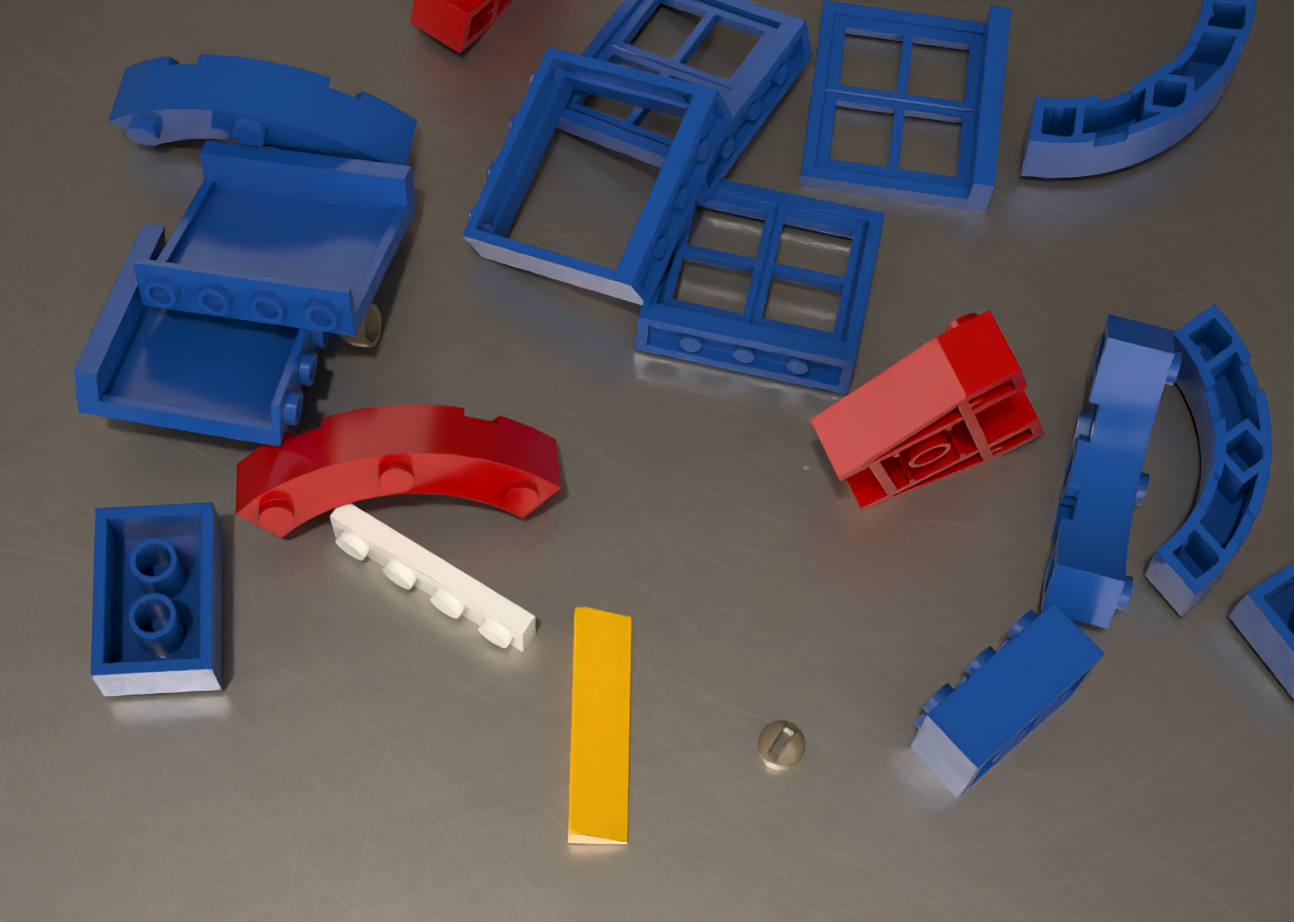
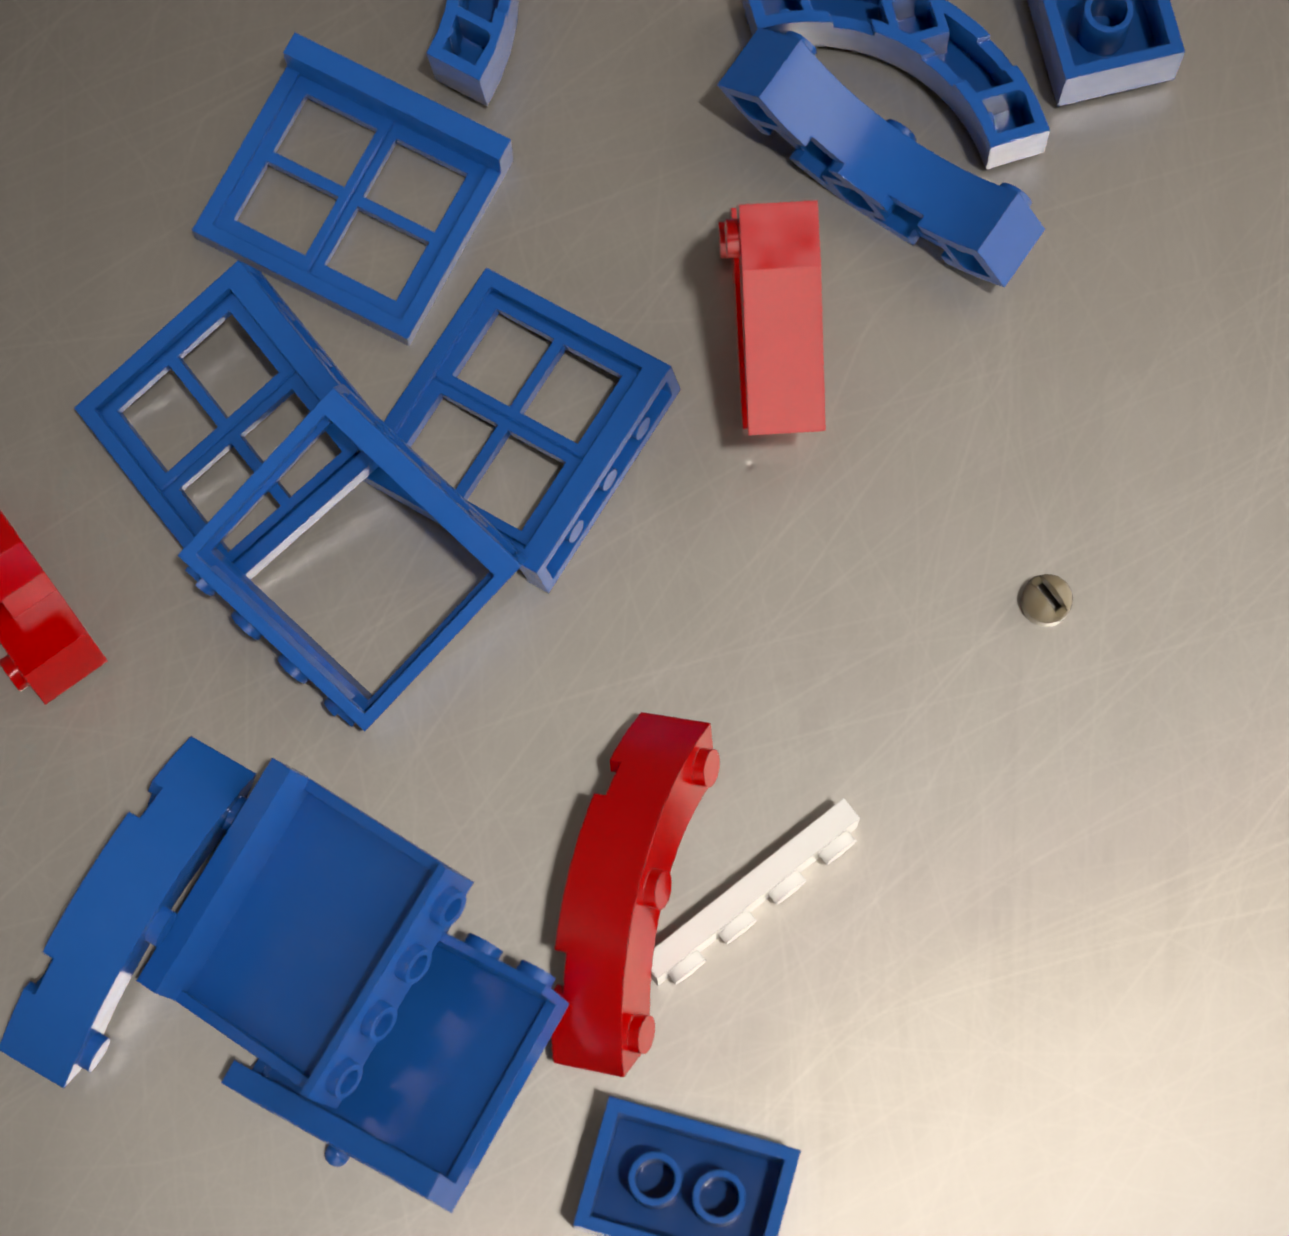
camera: 65 degrees left, 10 degrees up
(600, 728) = (968, 776): yellow slope -> none
(1003, 697) = (1090, 360): blue brick -> none

